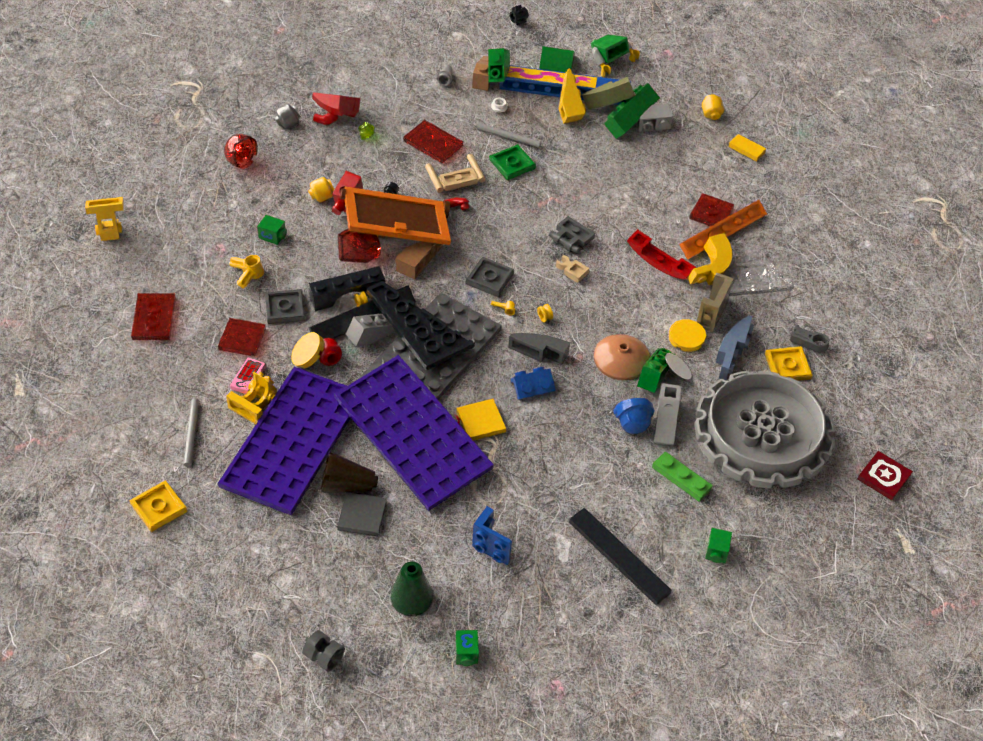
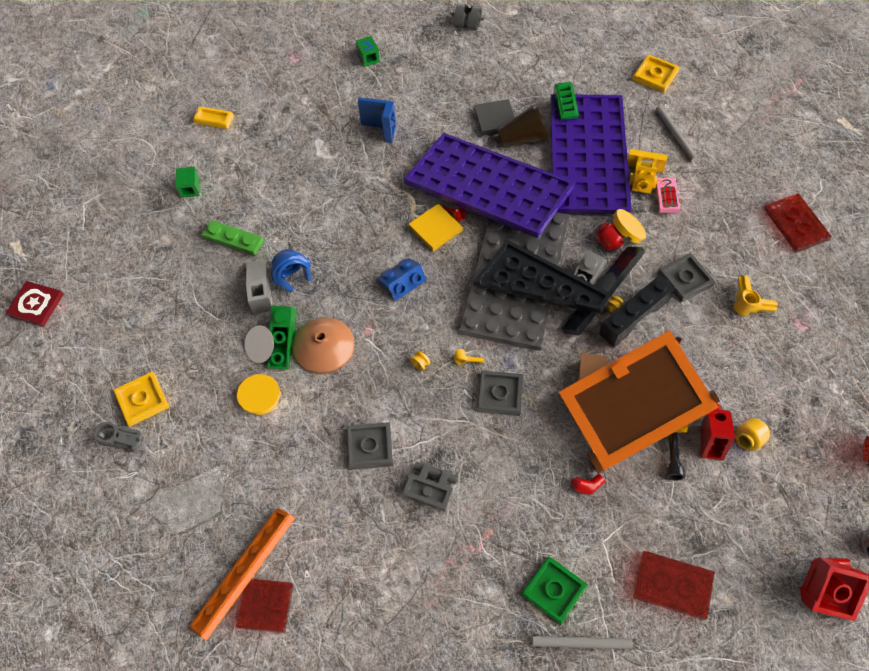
camera: 165 degrees right, 10 degrees up
(242, 337) = (701, 230): clear red tile -> none
(272, 229) = (764, 356): green brick -> none
(279, 500) = (566, 90): none -> green slope
(366, 130) = (767, 563): clear neon green plate -> none
(411, 590) = (425, 67): dark green cone -> none
(457, 178) = (606, 523): tan plate -> none
(539, 346) = (409, 316): dark grey slope -> none
(573, 270) = (409, 432): tan plate -> none
(607, 275) = (369, 446): none -> dark grey tile
(620, 556) = (273, 154): black tile -> none
(657, 258) = (312, 491): red slope -> none
(676, 627) = (213, 117): none -> yellow tile
(712, 308) = (230, 414): dark tan panel -> none
(720, 255) = (238, 499): yellow arch -> none
(733, 345) = (204, 396): sand blue slope -> none
(764, 429) = (142, 283): light grey piece -> none

